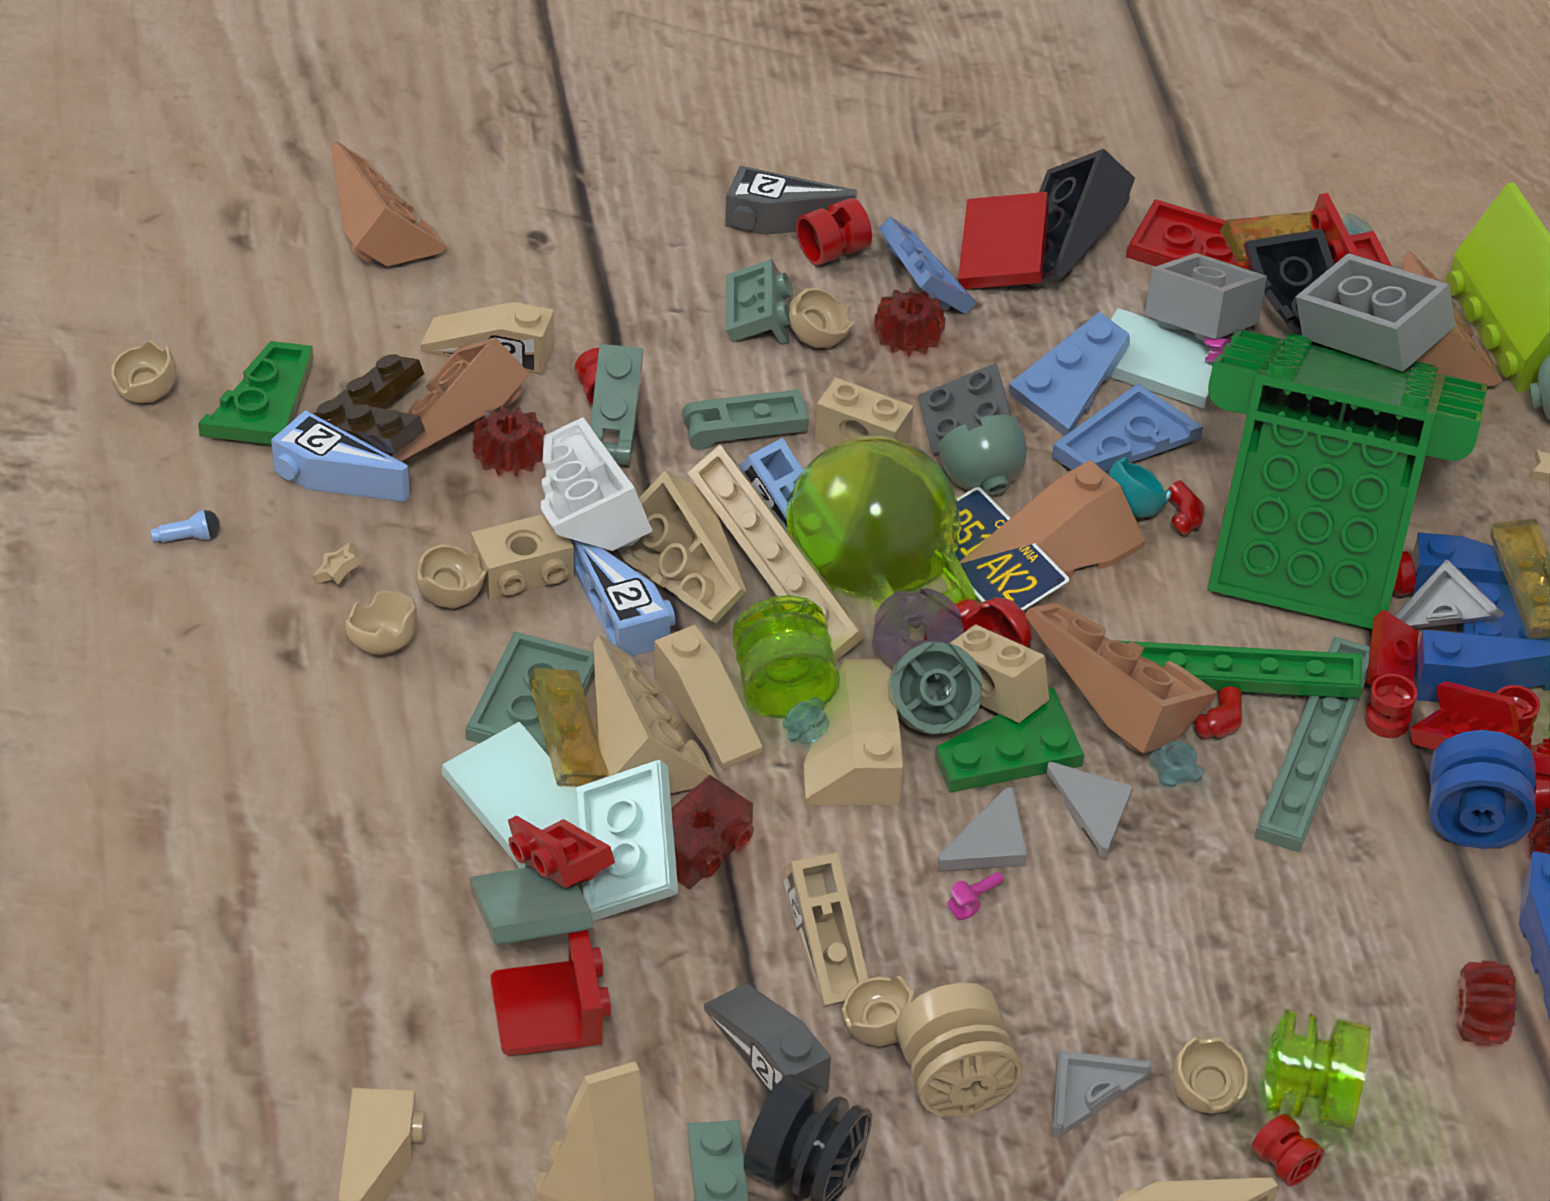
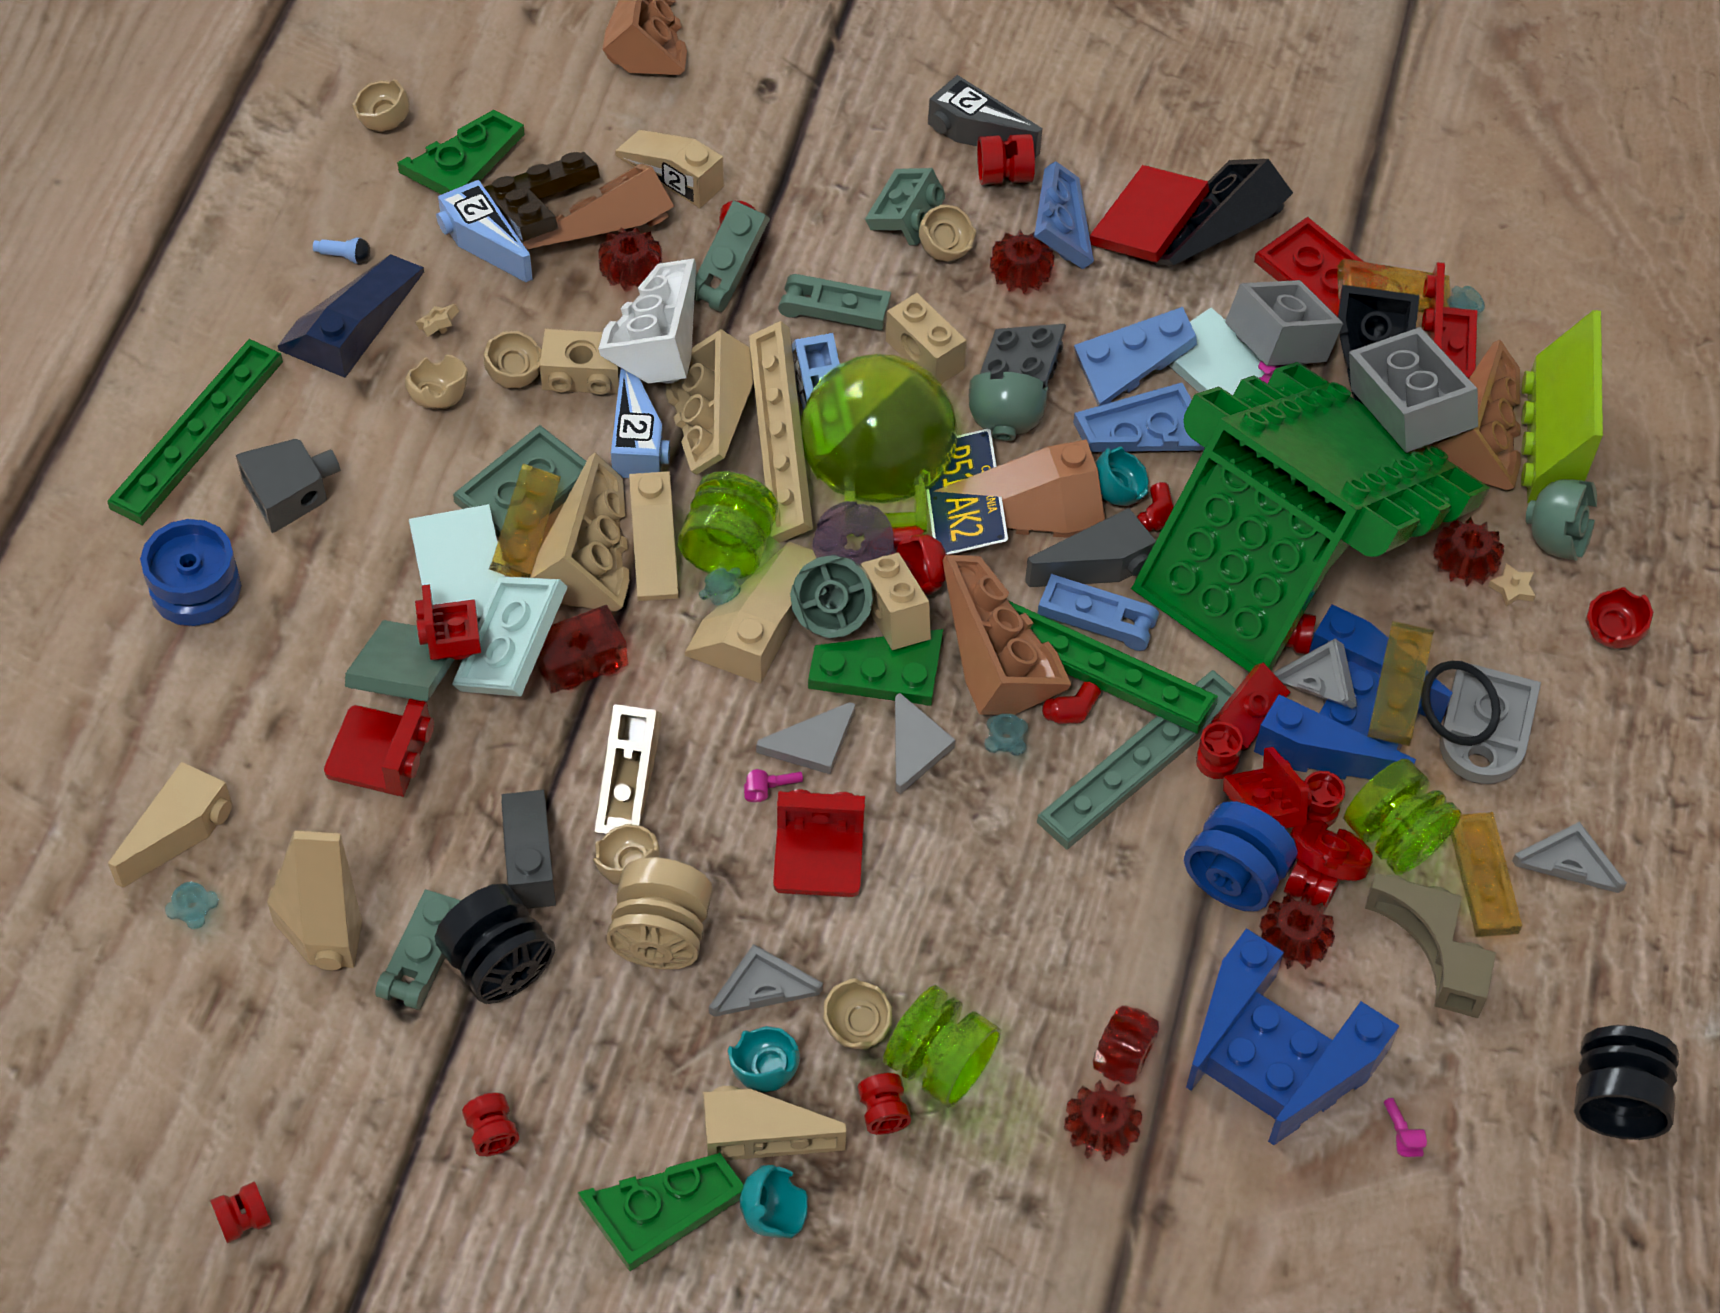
camera: 25 degrees right, 10 degrees up
(136, 763) = (195, 432): none -> green tile
(235, 897) = (191, 572): none -> blue wheel
(238, 594) = (348, 321): none -> dark blue wedge
(274, 775) = (285, 480): none -> dark grey torso
(1063, 928) = (819, 843): none -> red bracket
(1145, 1151) = (764, 1059): none -> teal hair
(1159, 567) = (1095, 555): none -> dark grey slope
(1192, 620) = (1098, 611): none -> medium blue plate
(1503, 450) = (1468, 551): none -> clear red gear
(1505, 1084) = (1119, 1118): none -> clear red gear

